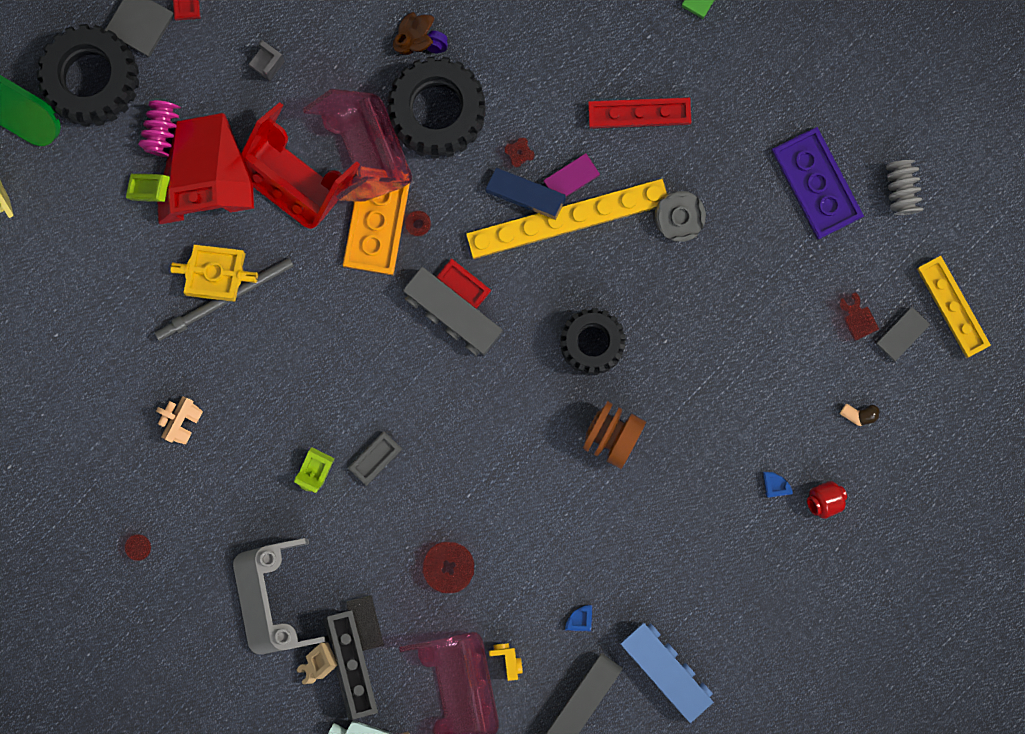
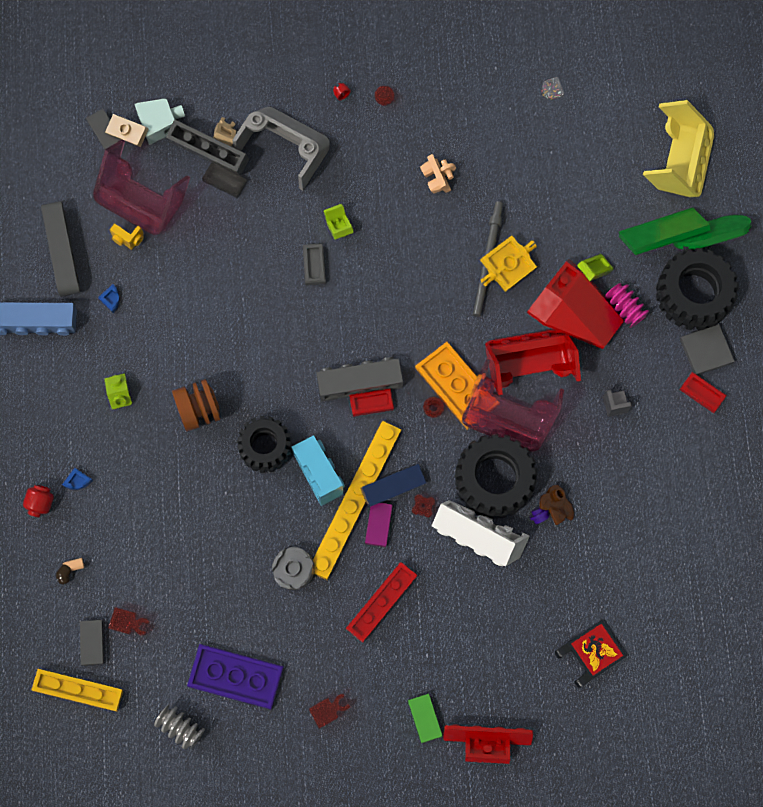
camera: 130 degrees right, 10 degrees down
(52, 154) = (664, 231): none -> green tile
(170, 592) = (341, 91): none -> red hinge
(444, 581) = (211, 261): clear red plate -> none
(502, 76) = (479, 533): none -> white wedge
(572, 271) = (318, 470): none -> medium azure wedge
(662, 526) = (118, 391): none -> lime bracket
(778, 77) = (326, 712): none -> clear red plate

